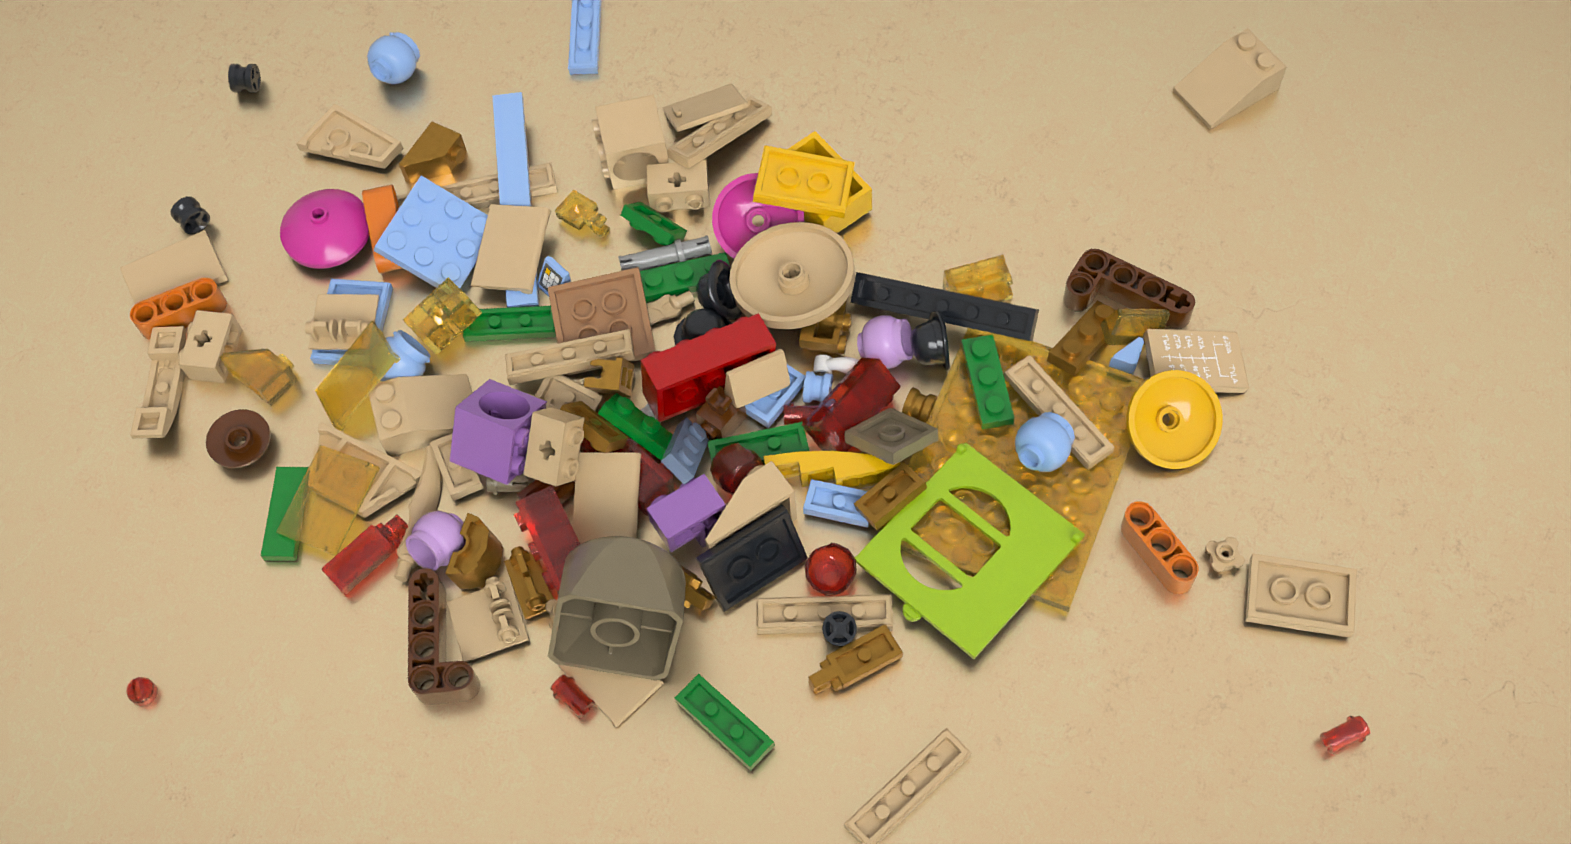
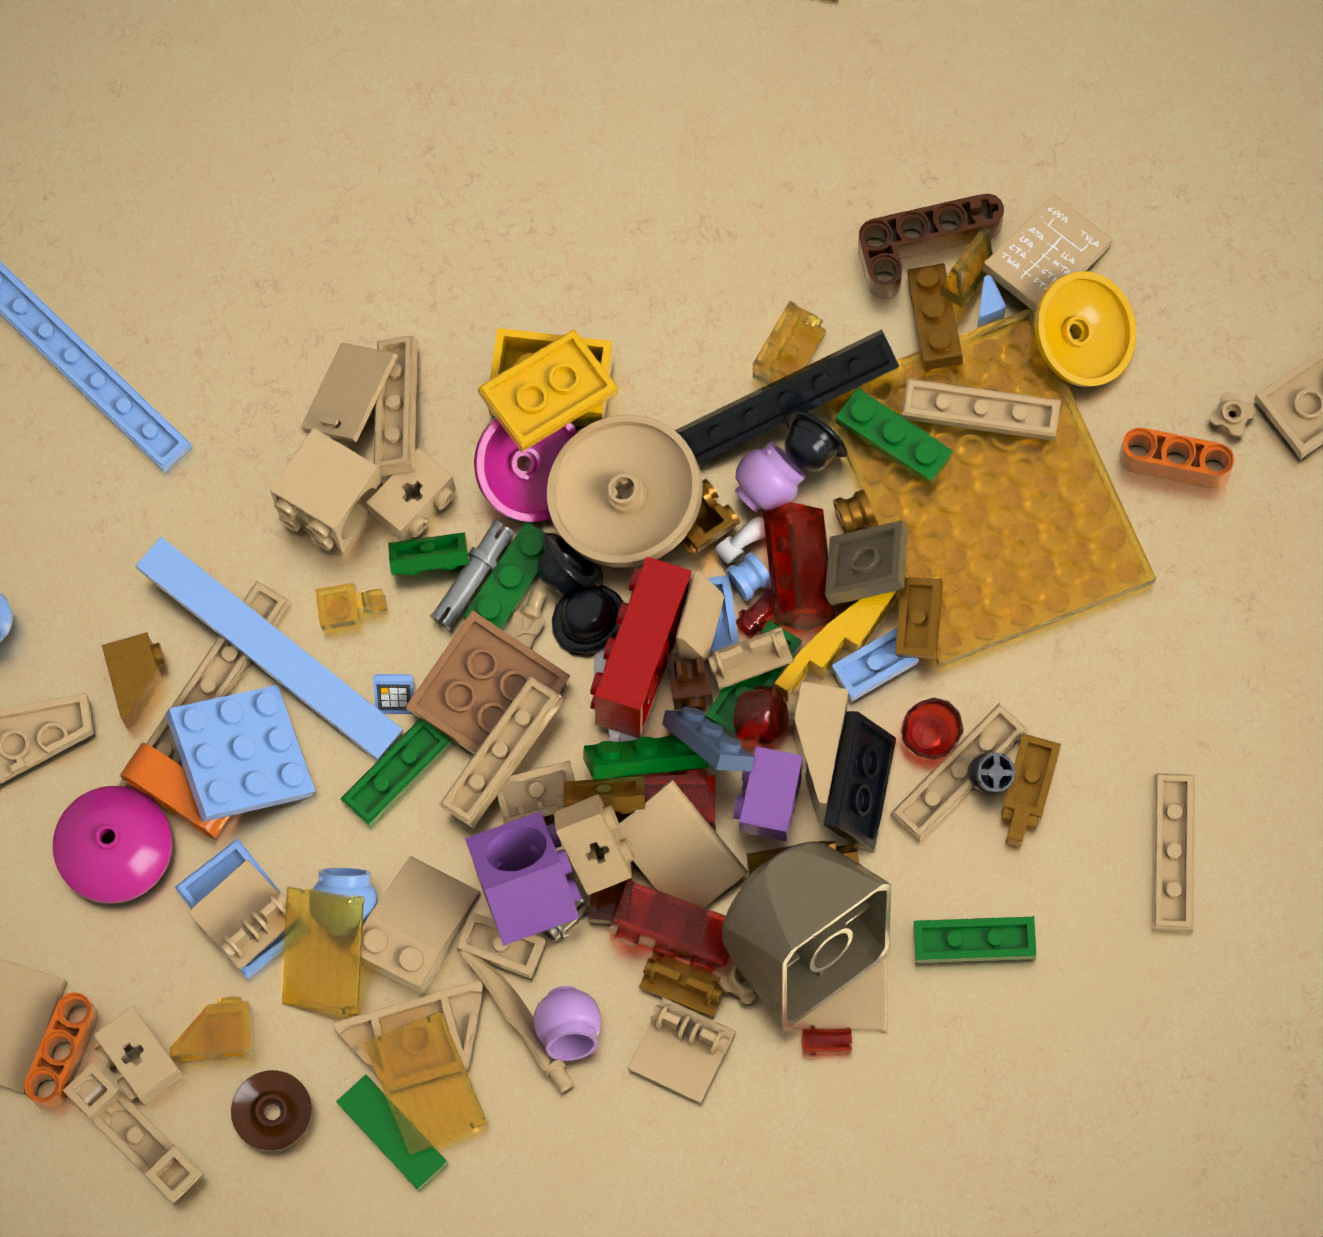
camera: 45 degrees left, 10 degrees up
(365, 554) = (510, 1098): clear red hinge -> none
(434, 636) = (656, 1105): reddish brown beam -> none
(442, 316) = (331, 802): clear yellow brick -> none
(478, 558) = (624, 1002): pearl gold cylinder -> none
(511, 248) = (323, 699): tan piece -> none
(615, 378) = (568, 736): pearl gold hinge -> none
(764, 429) = (750, 658): none -> tan hinge
(988, 600) = (1083, 574): lime door -> none
(1044, 442) = (1004, 451): light blue piece -> none

